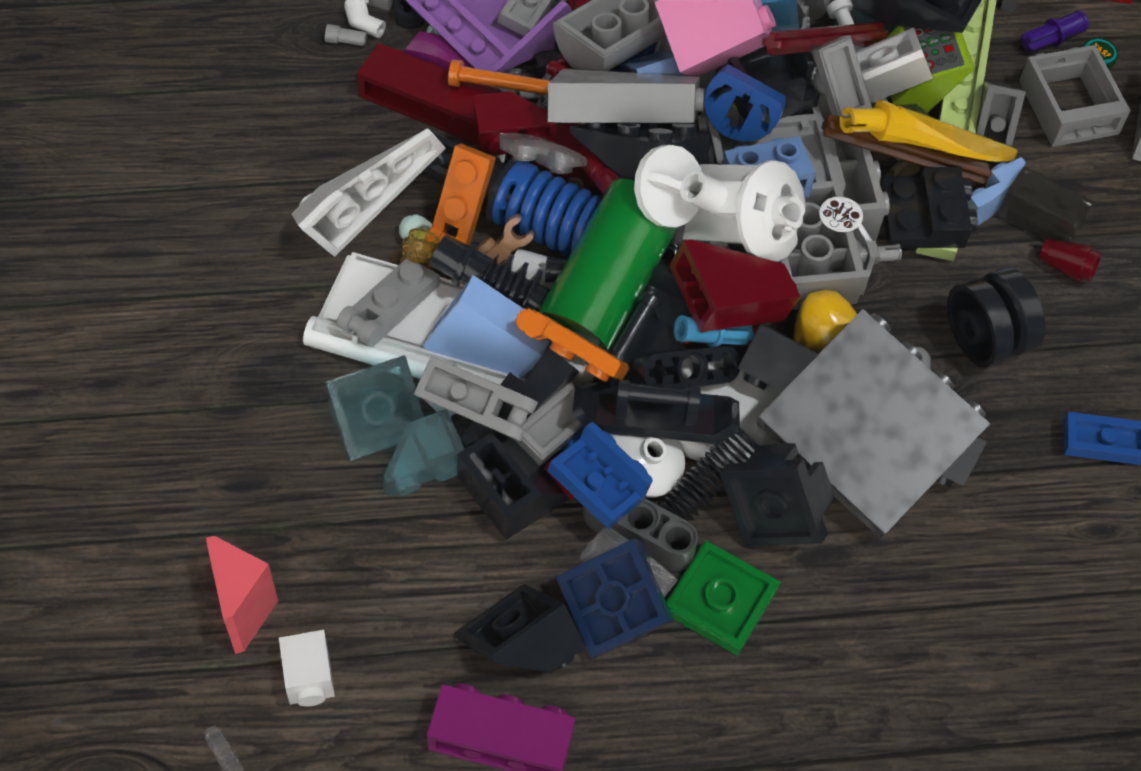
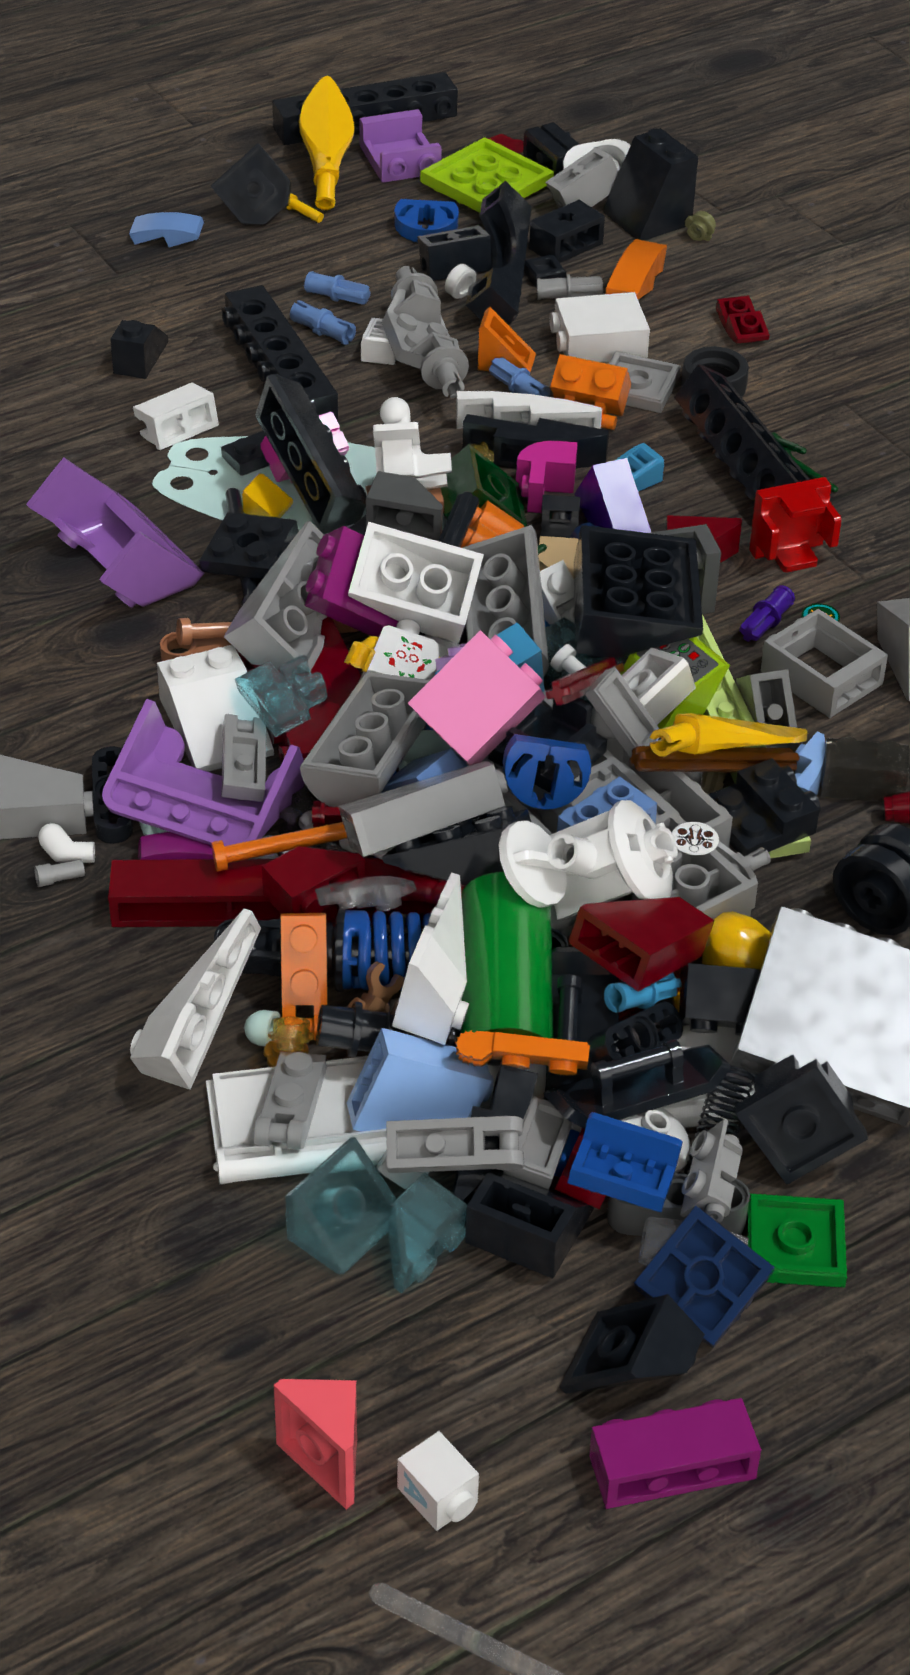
camera: 25 degrees left, 15 degrees down
(538, 241) = (436, 972): none -> white wedge
(657, 522) = (713, 1157): none -> light grey hinge

